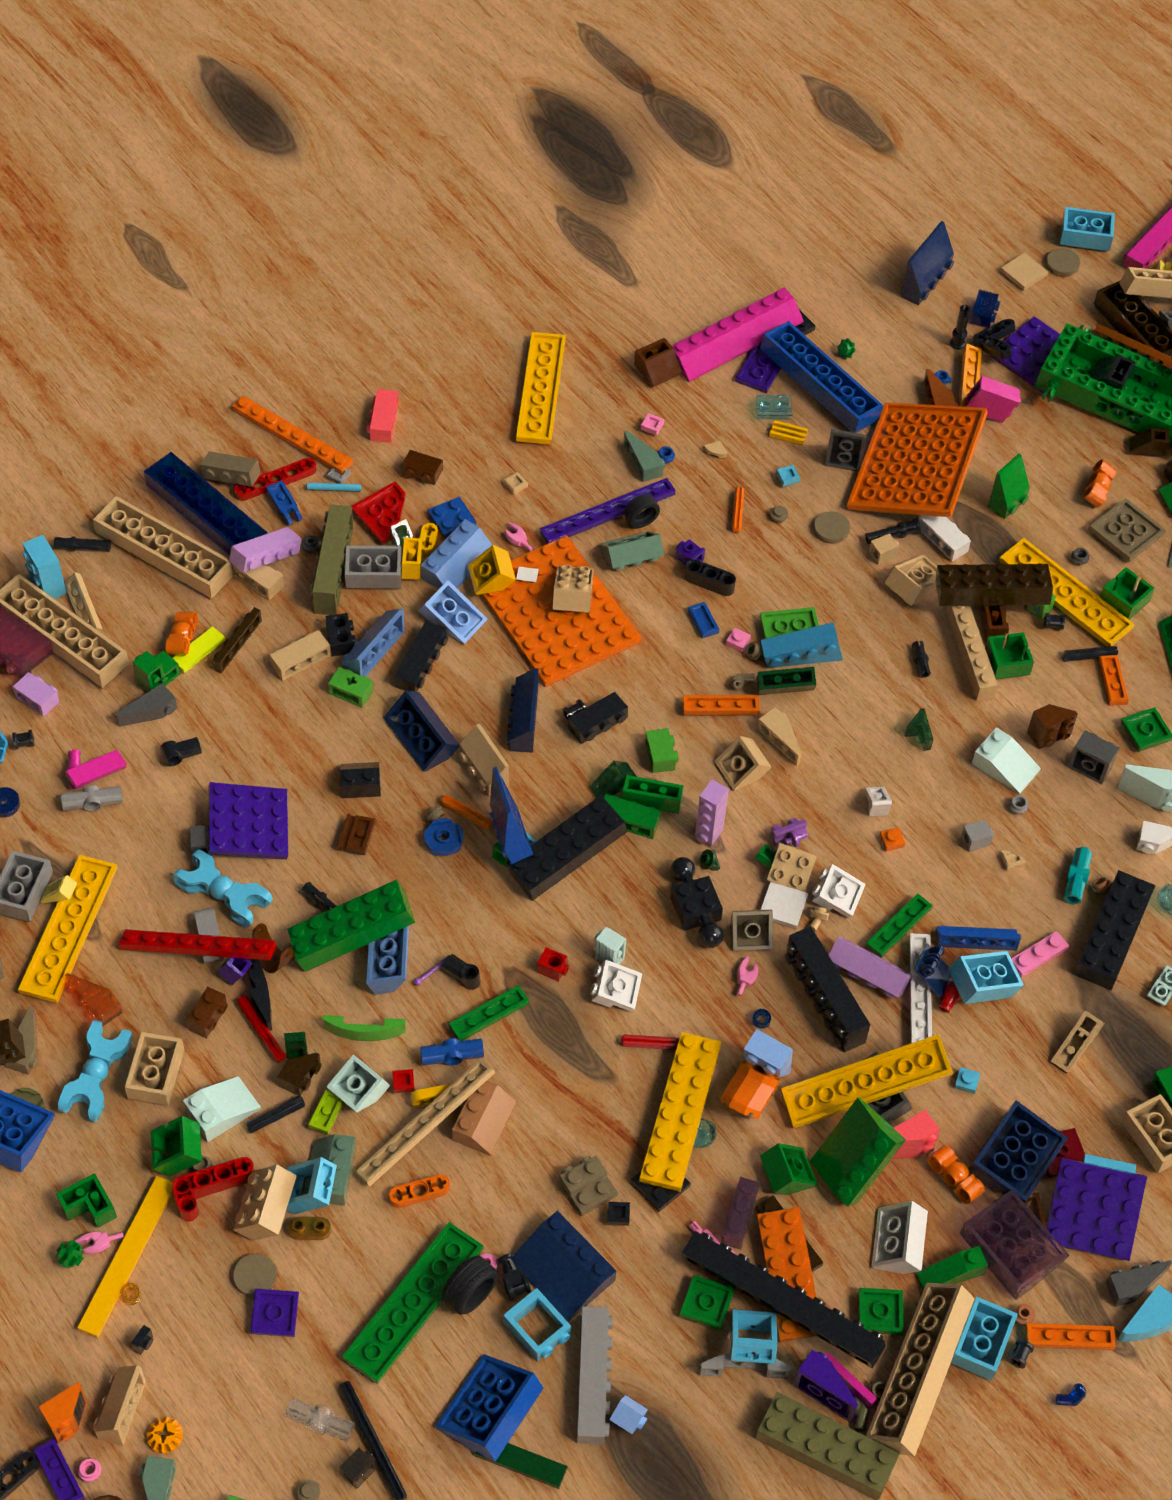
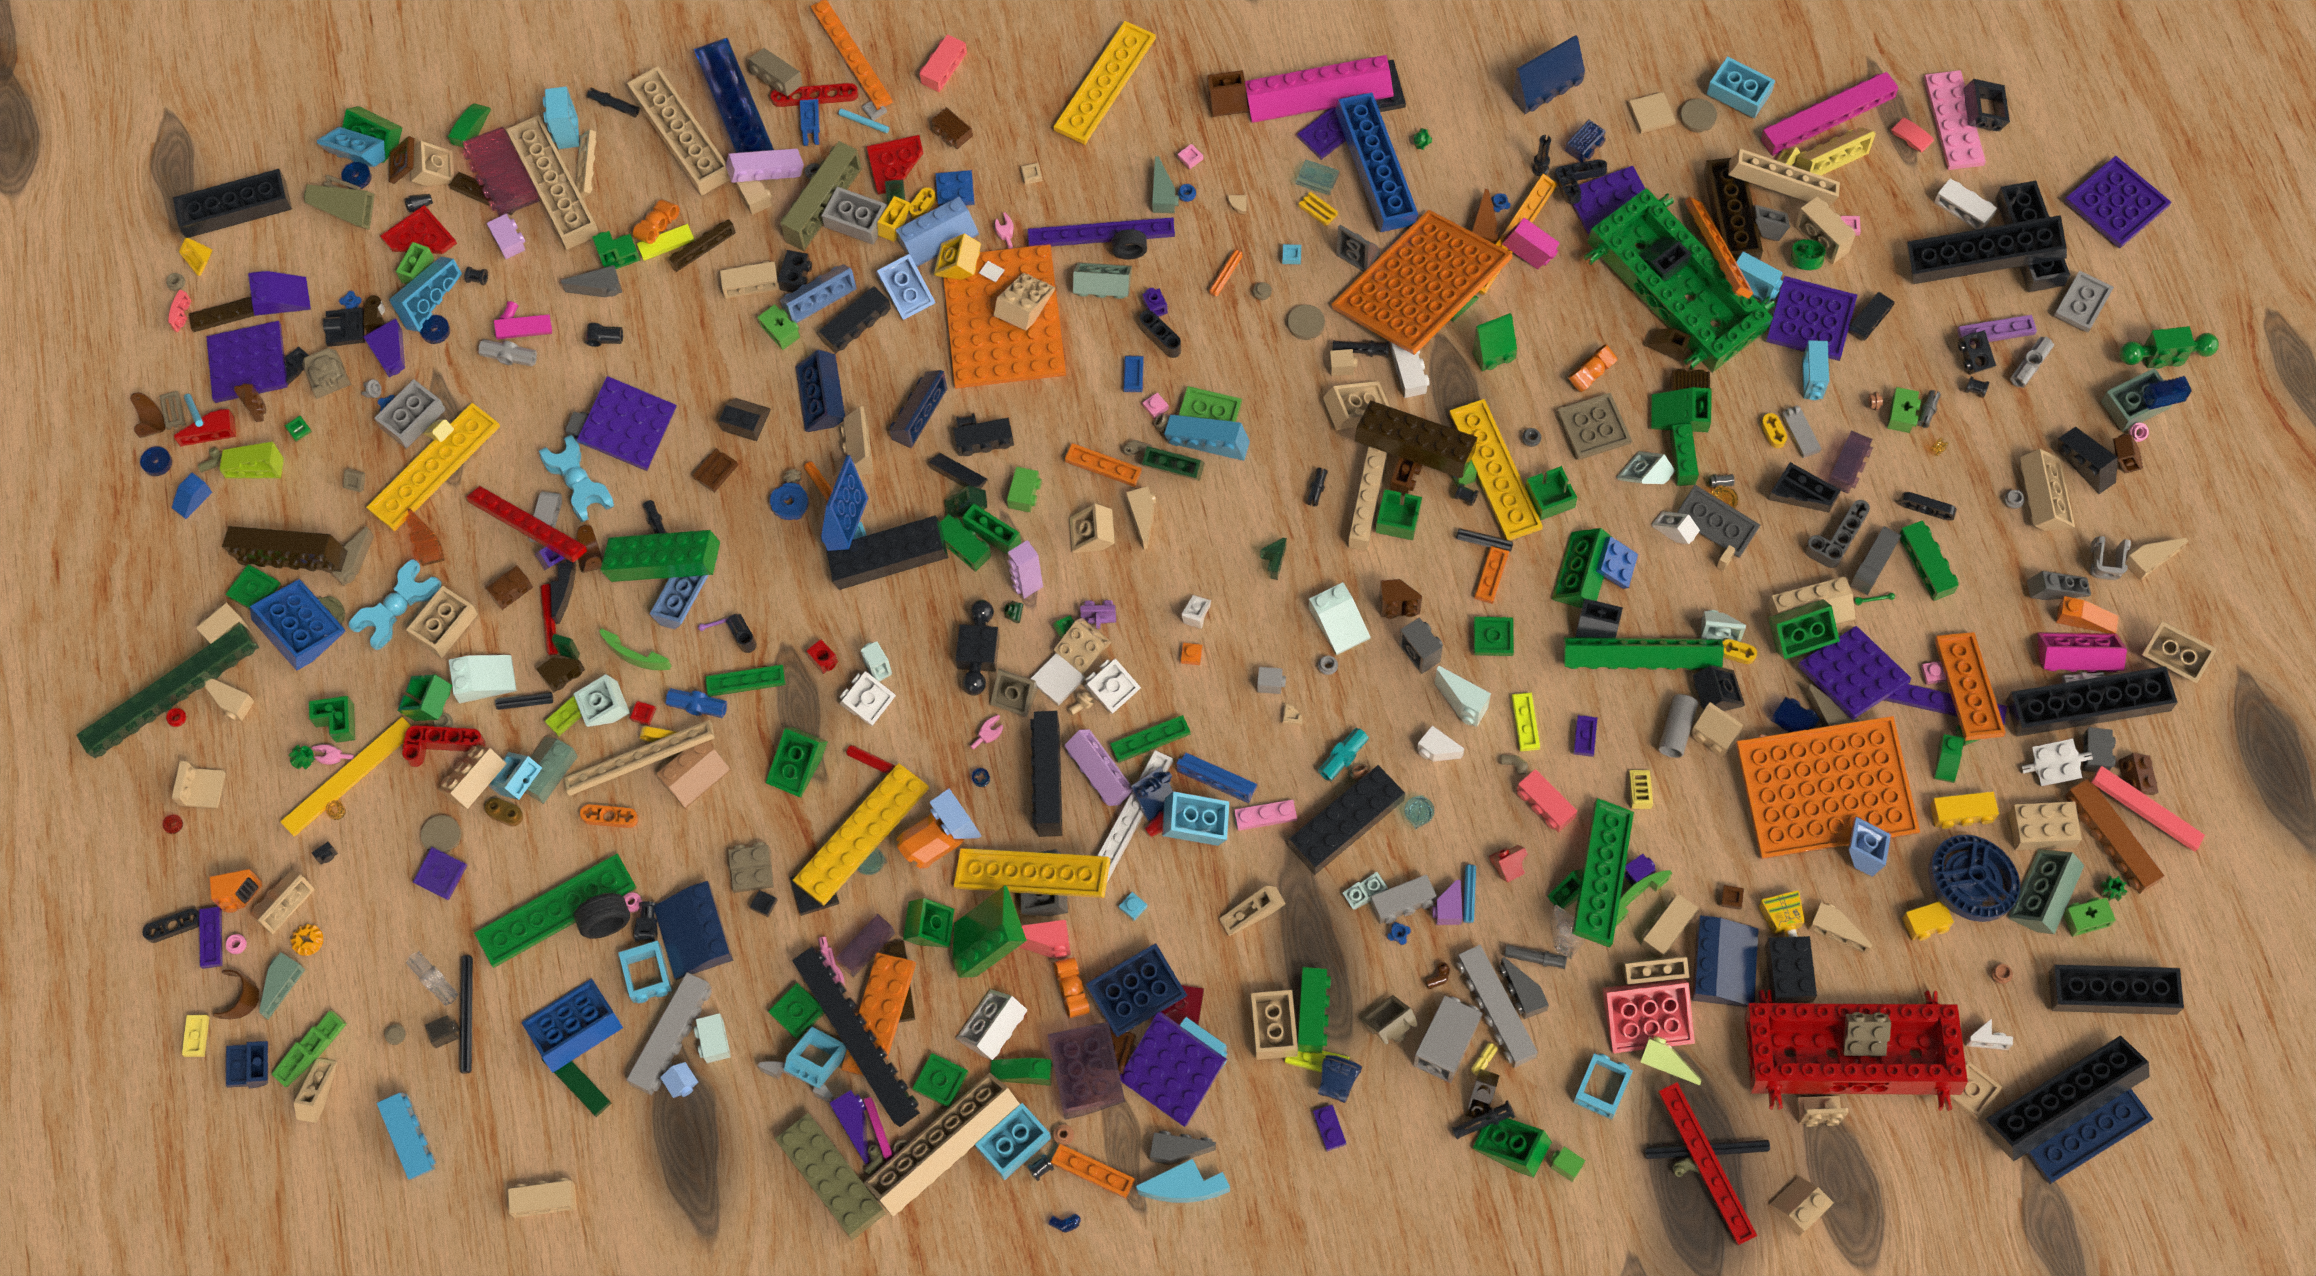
camera: 30 degrees right, 10 degrees up
(579, 1070) = (796, 761): none -> green slope
(587, 757) = (956, 471): none -> black slope
(638, 1361) = (712, 1038): none -> light aqua brick

